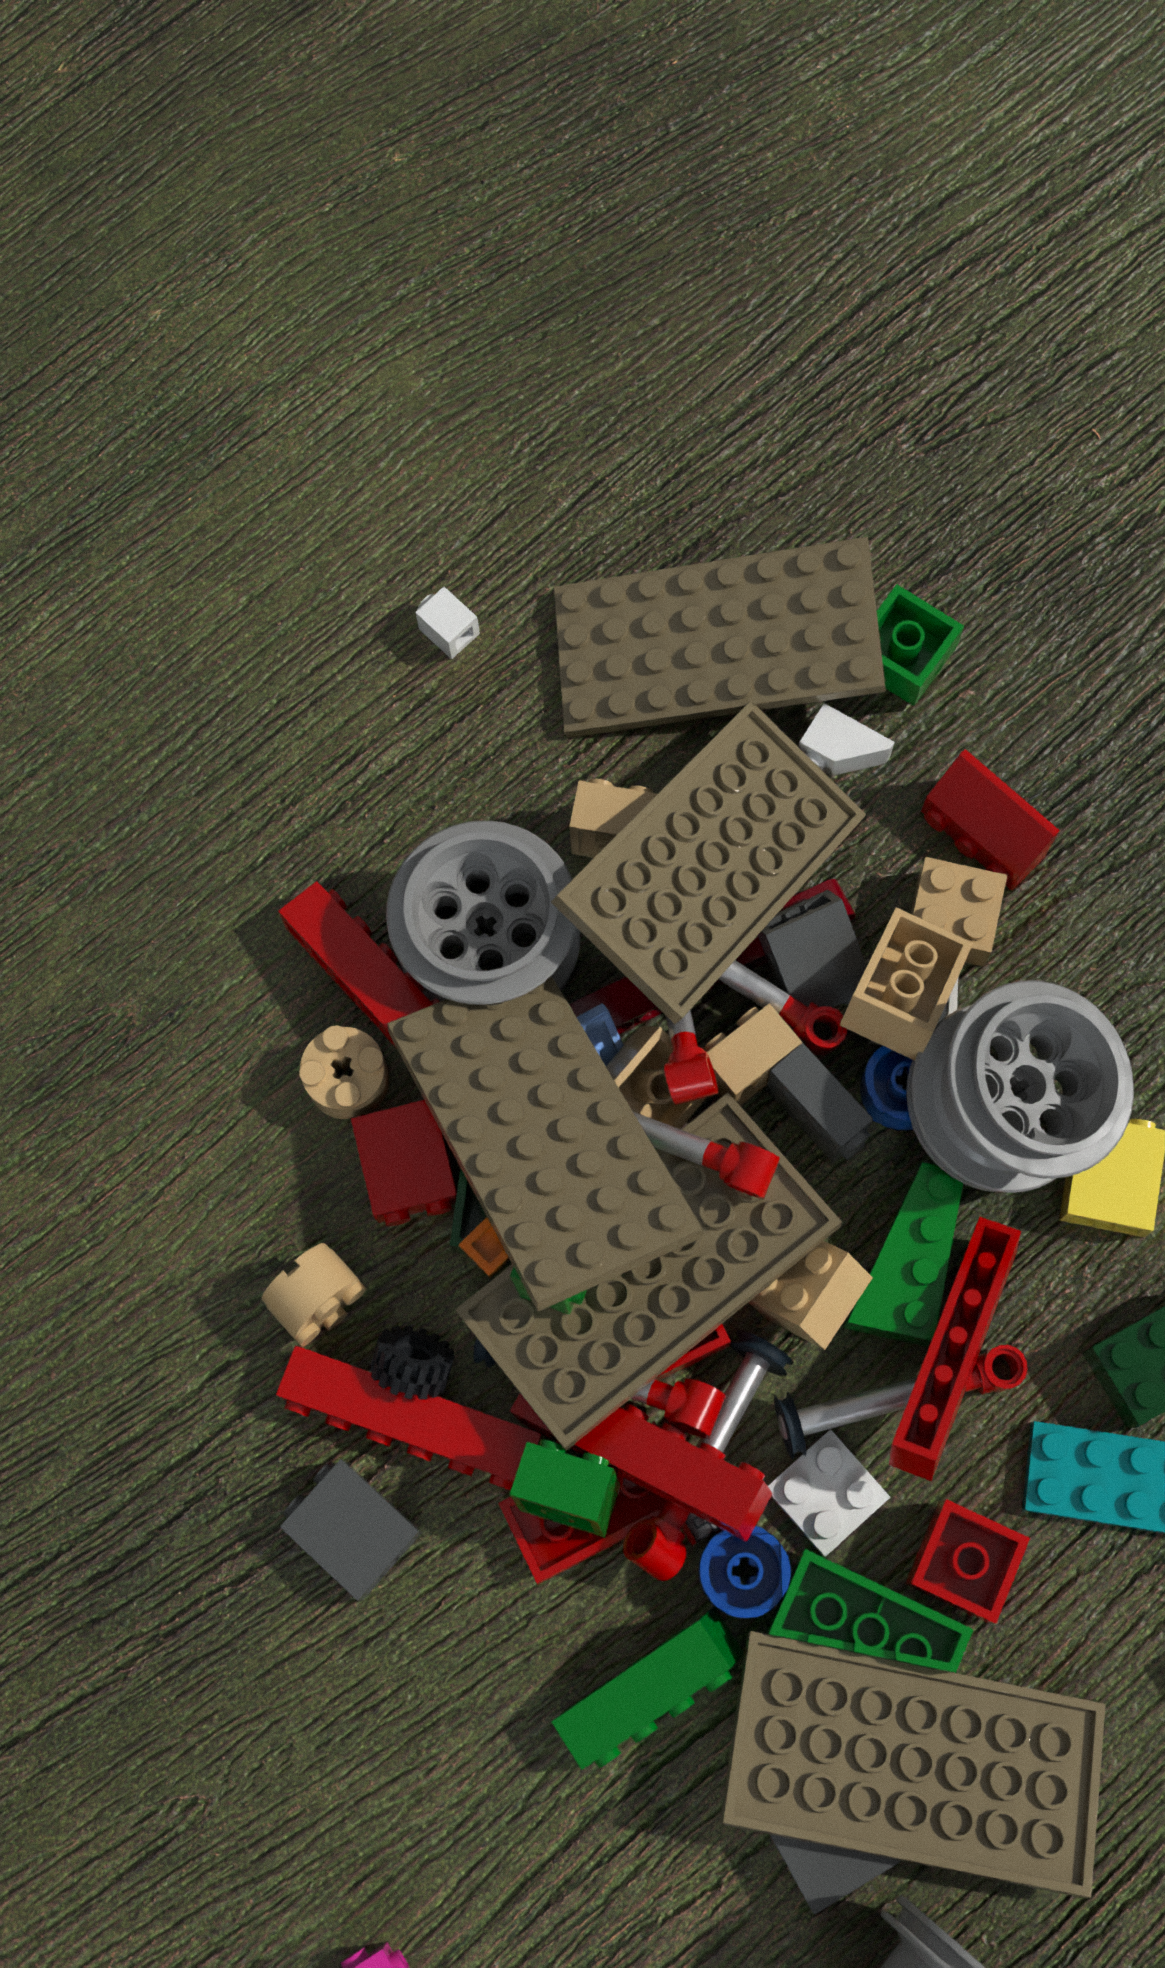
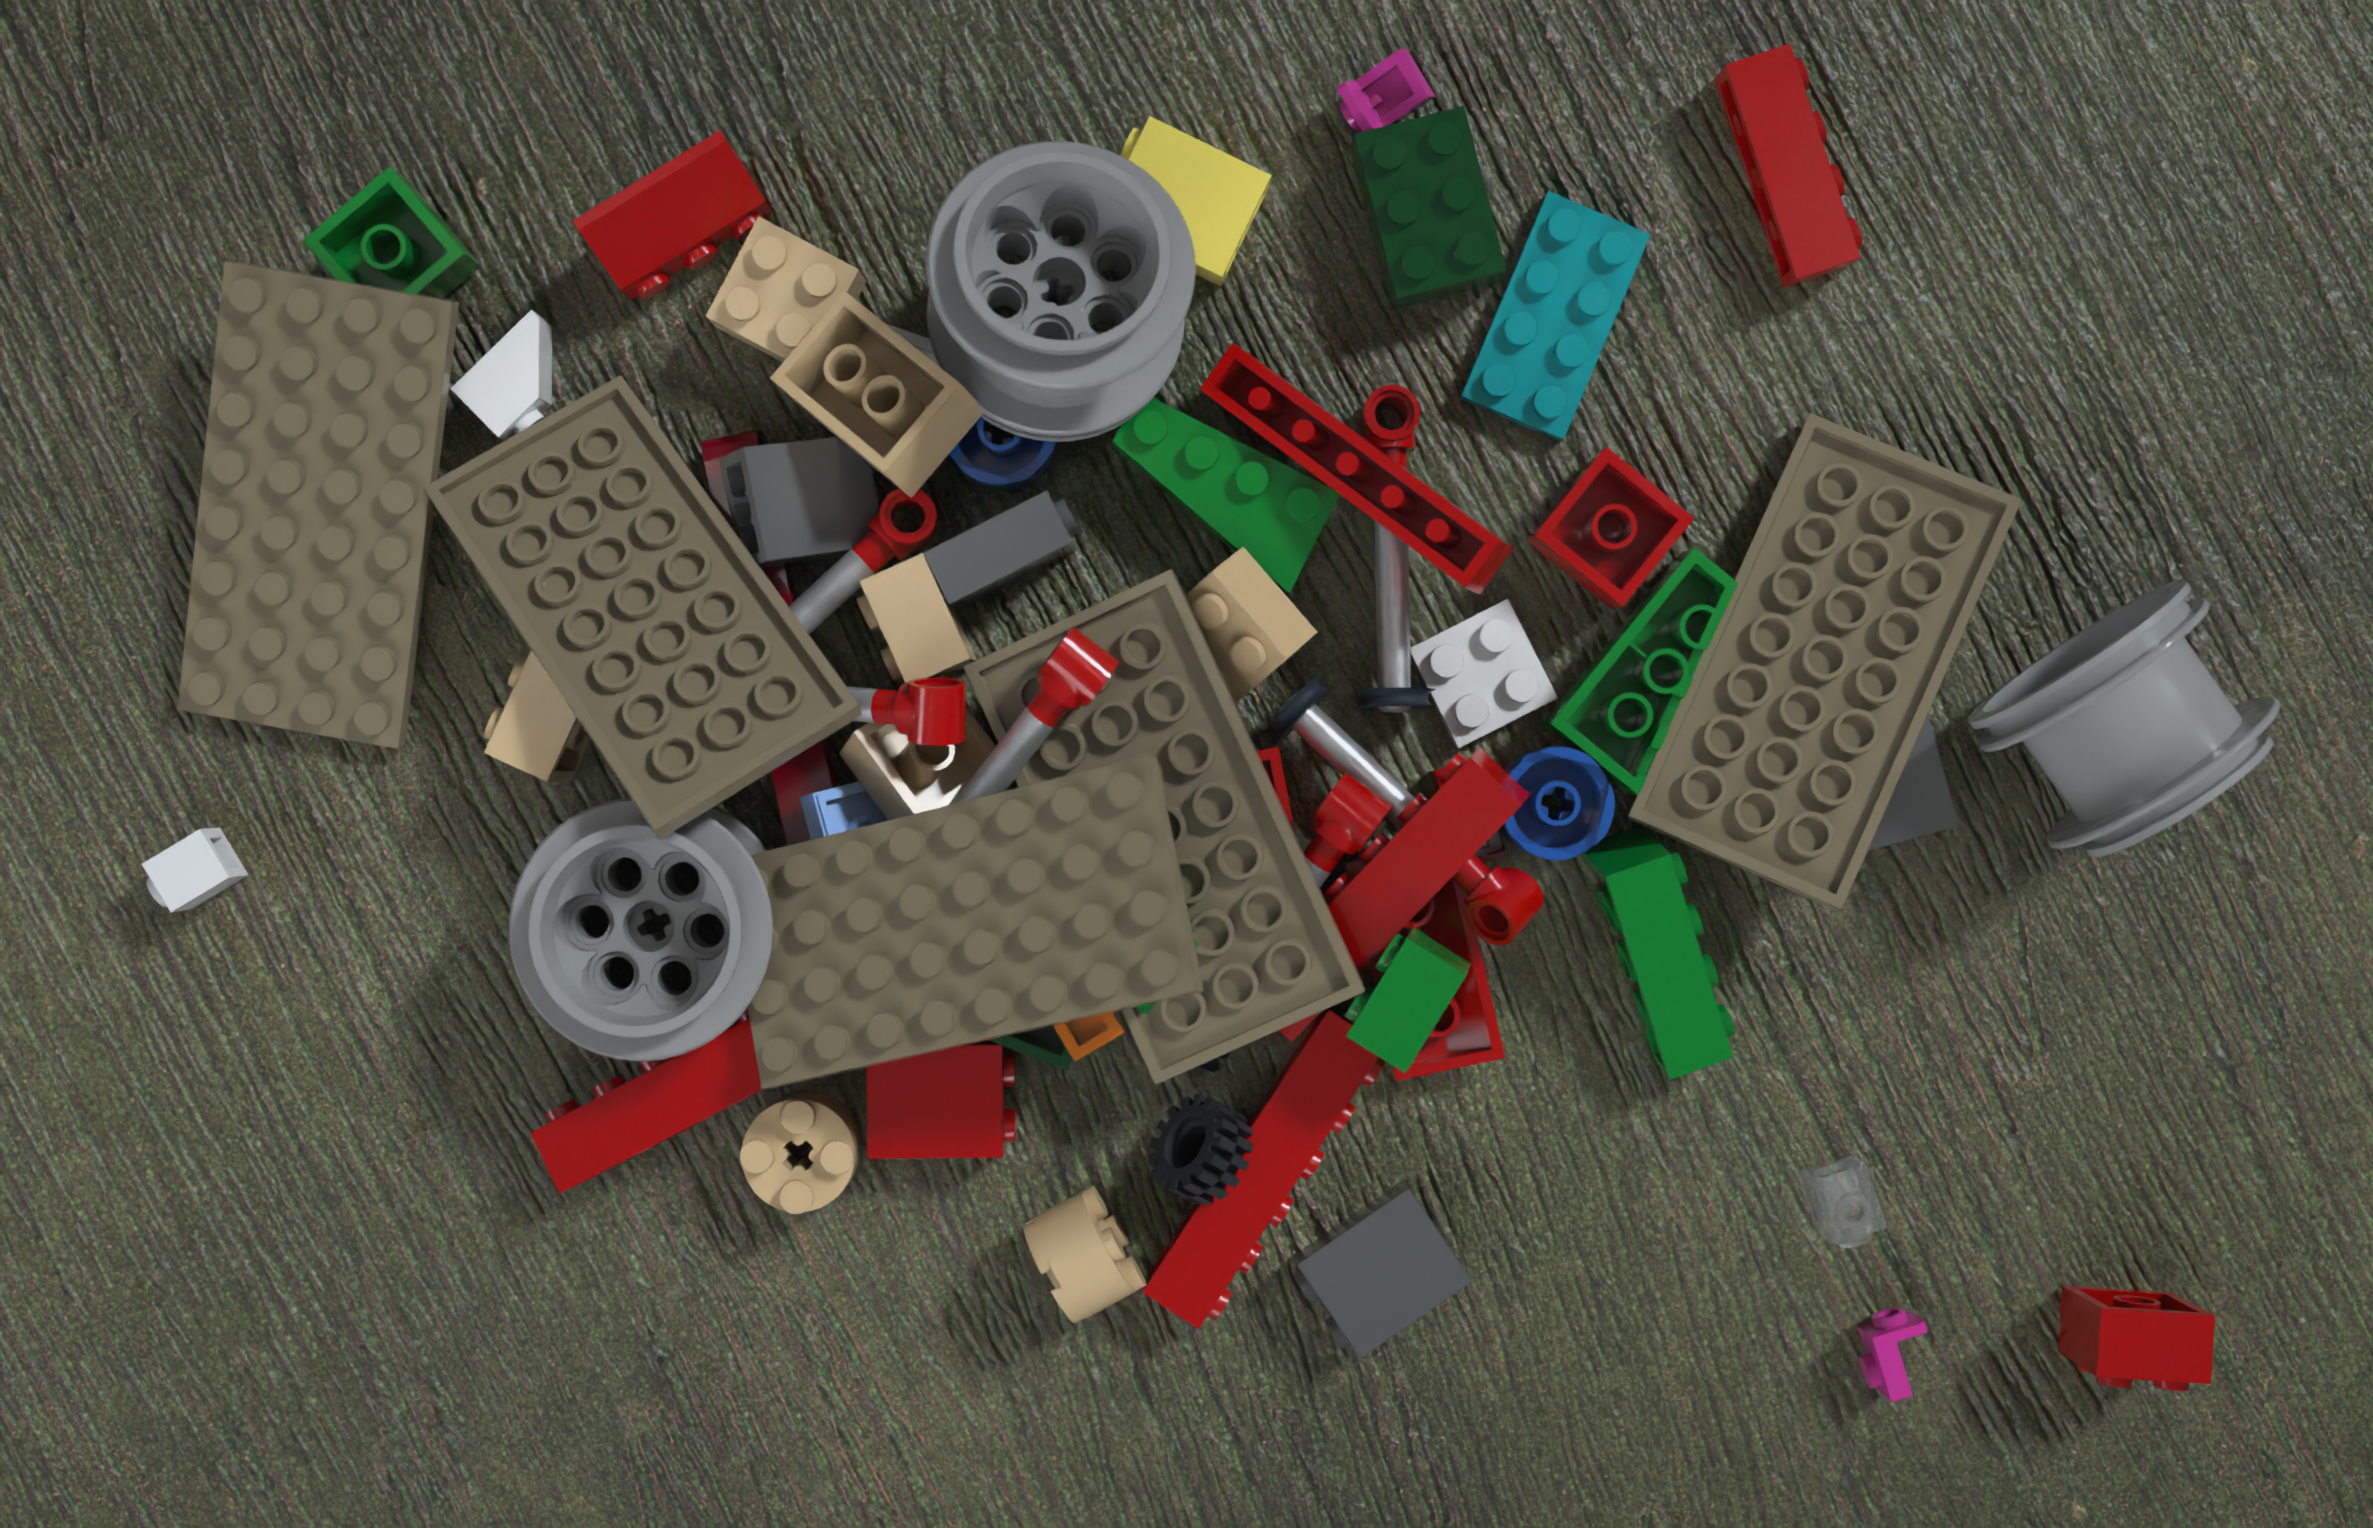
camera: 80 degrees left, 15 degrees up
(485, 1899) = (1844, 1202): none -> clear brick

